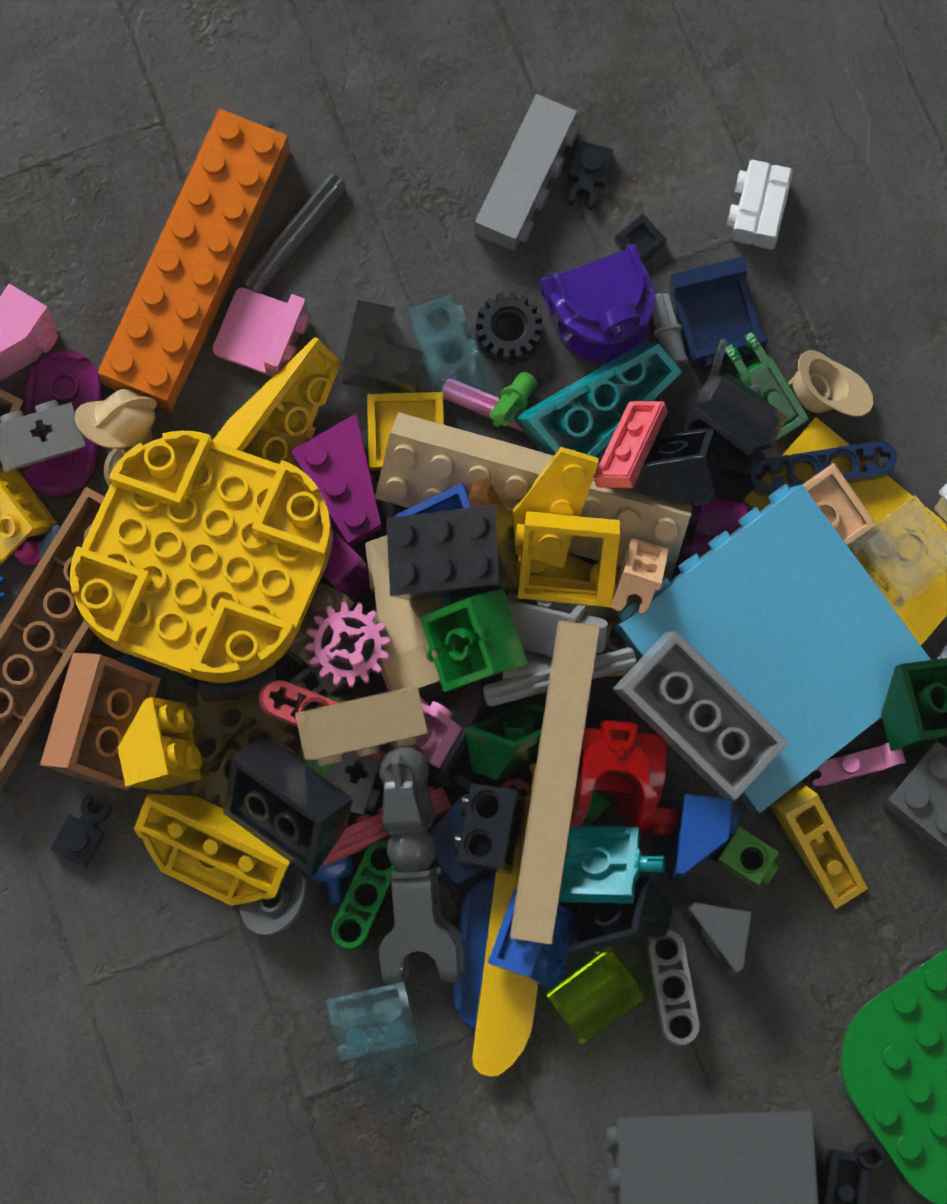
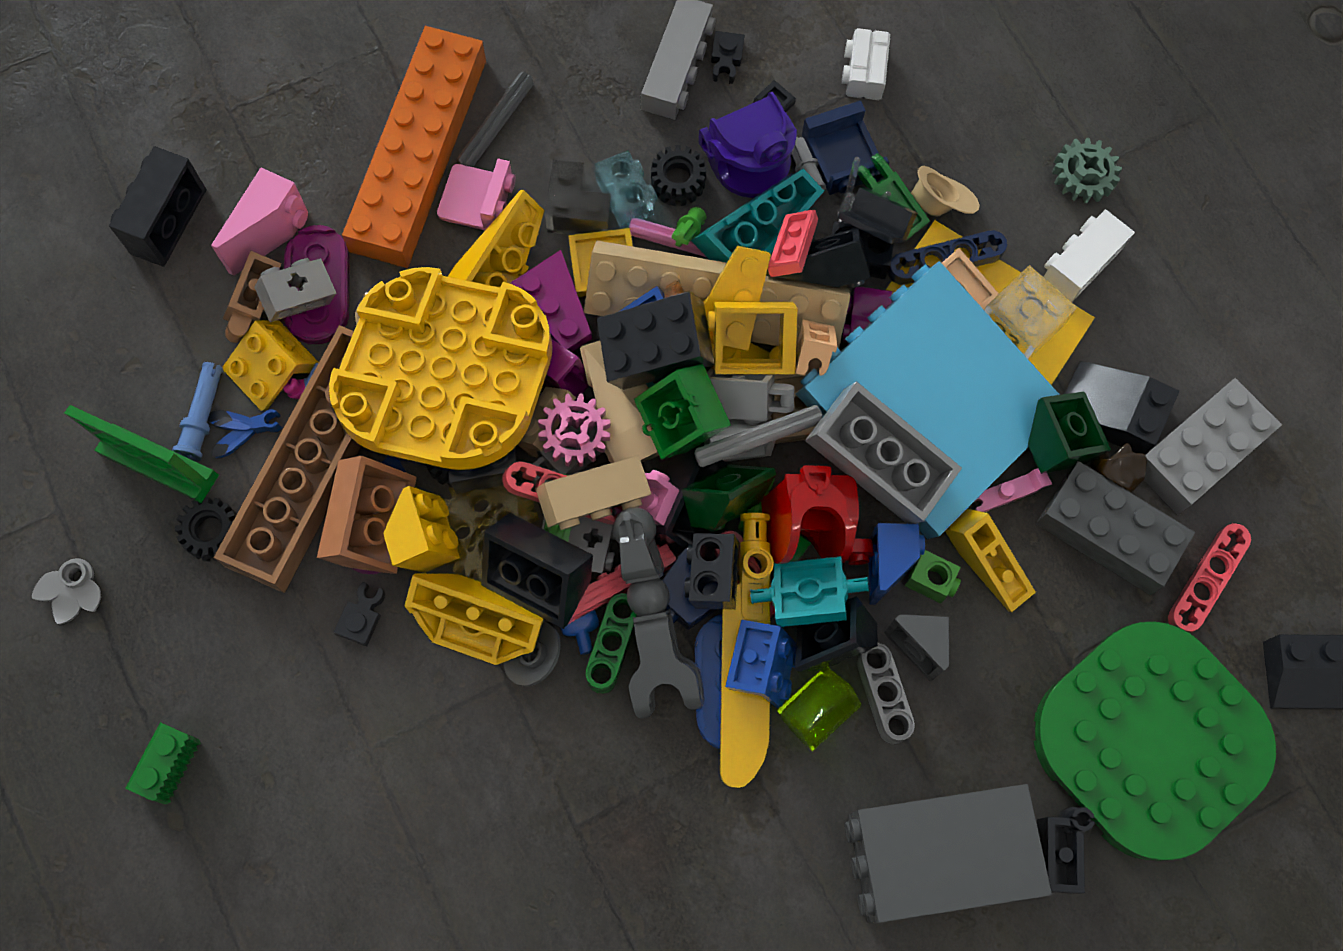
camera: 10 degrees left, 5 degrees down
(118, 421) = (362, 269): tan piece -> none
(371, 1021) = (629, 750): clear light blue brick -> none
(554, 782) = (767, 524): tan tile -> none

